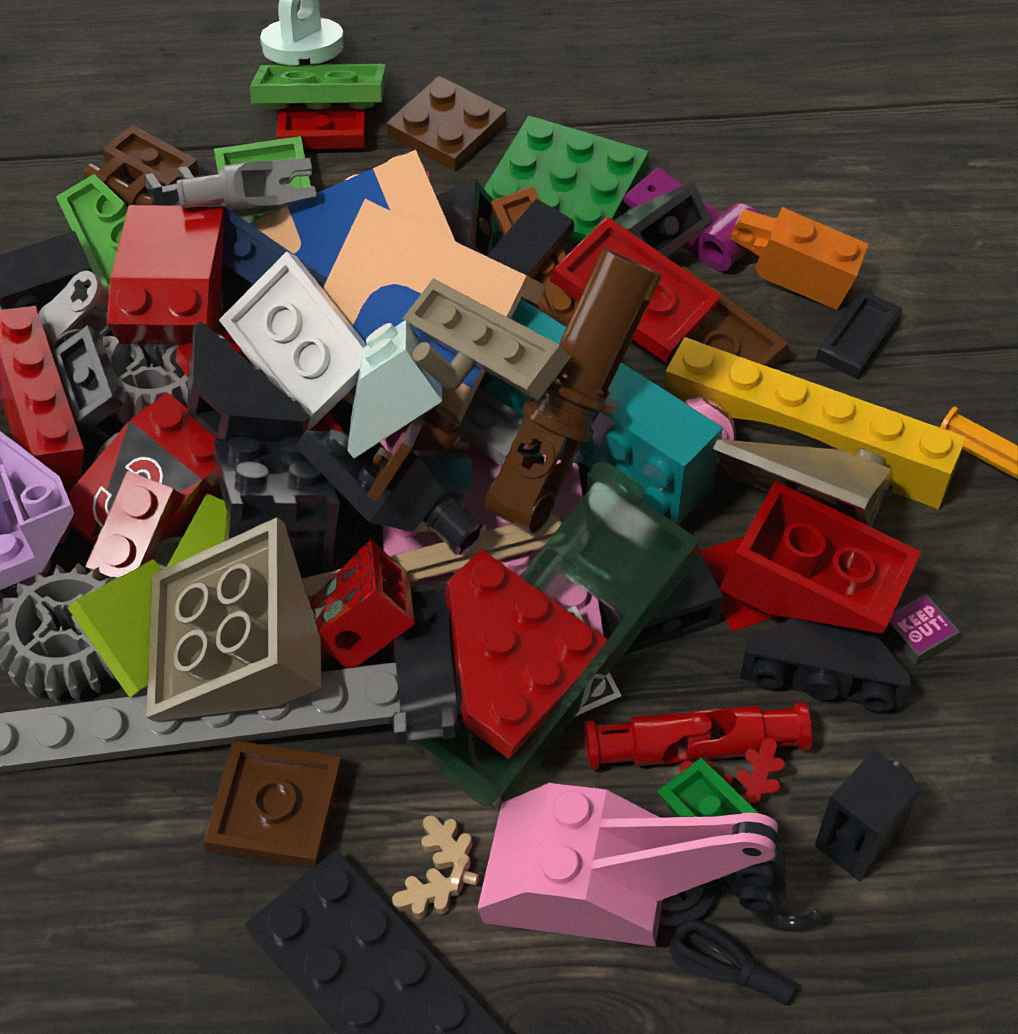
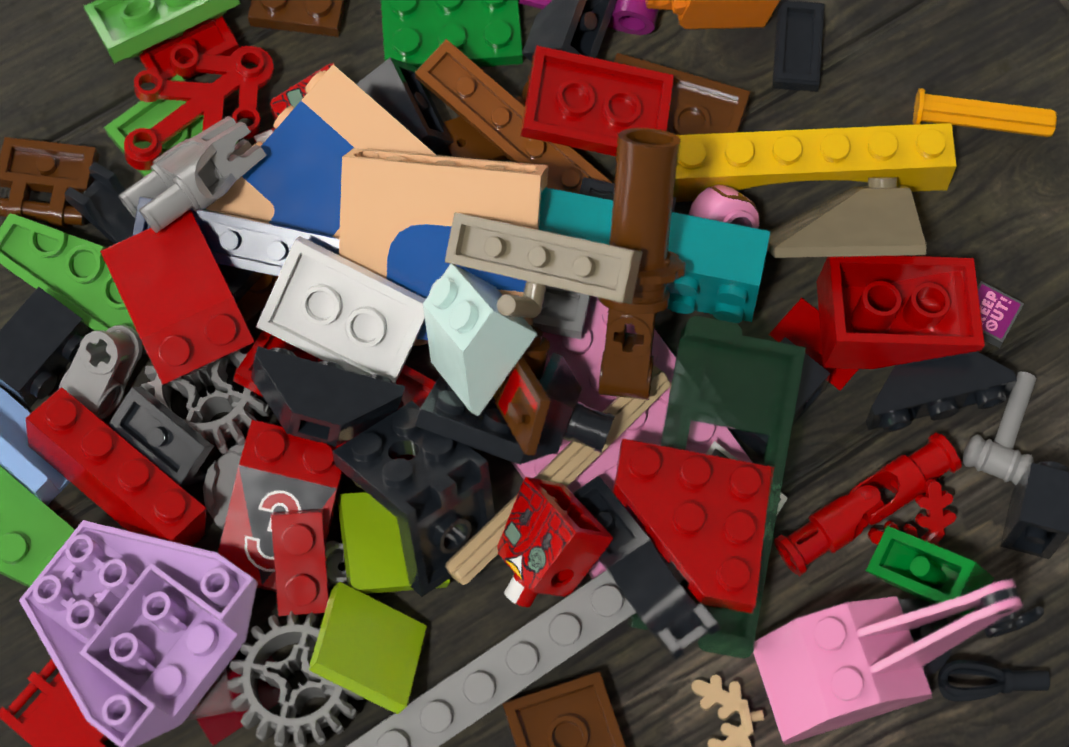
camera: 25 degrees left, 15 degrees up
(232, 629) = (456, 617): dark tan slope -> none
(352, 155) = (201, 98): none -> red plant
(533, 239) = (477, 107): black tile -> none
(848, 752) = (998, 456): none -> light grey piece

